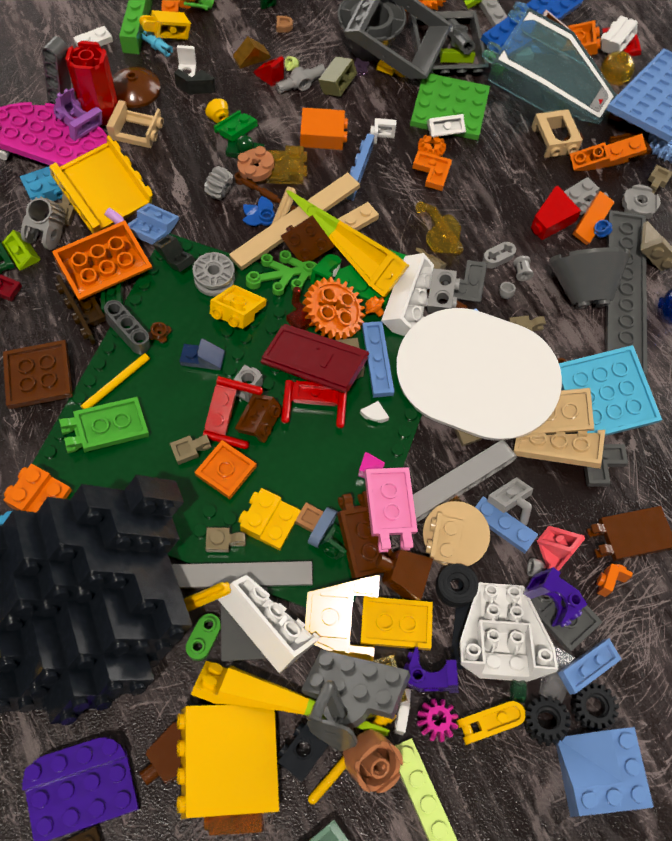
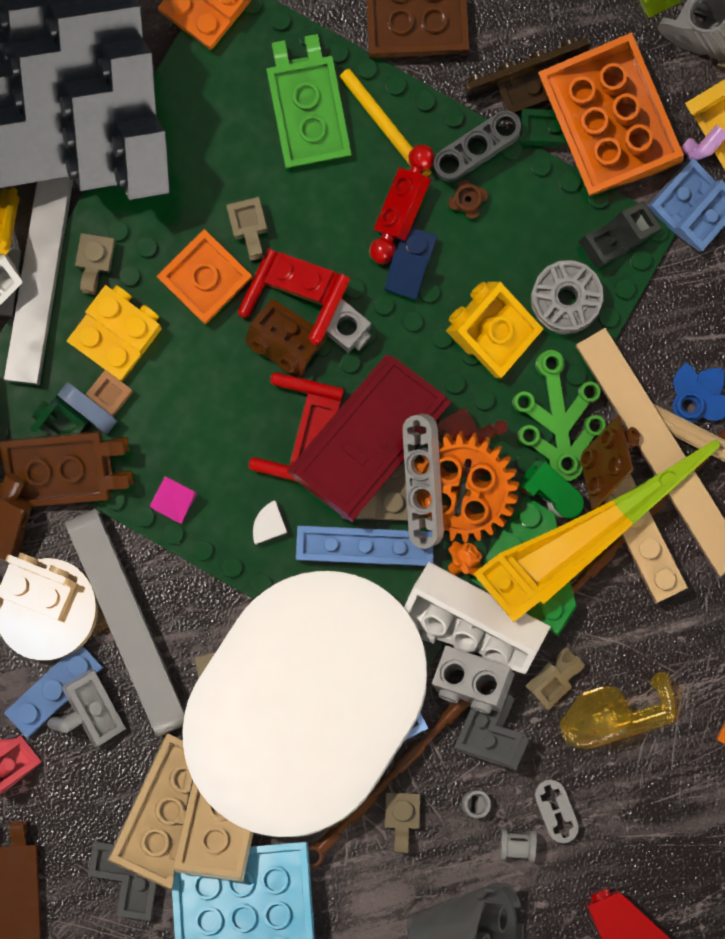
camera: 105 degrees right, 20 degrees up
(166, 363) = (402, 204): none -> red plate
(336, 326) = (430, 481): none -> light grey beam
(391, 506) = (97, 512): bright pink tile -> none

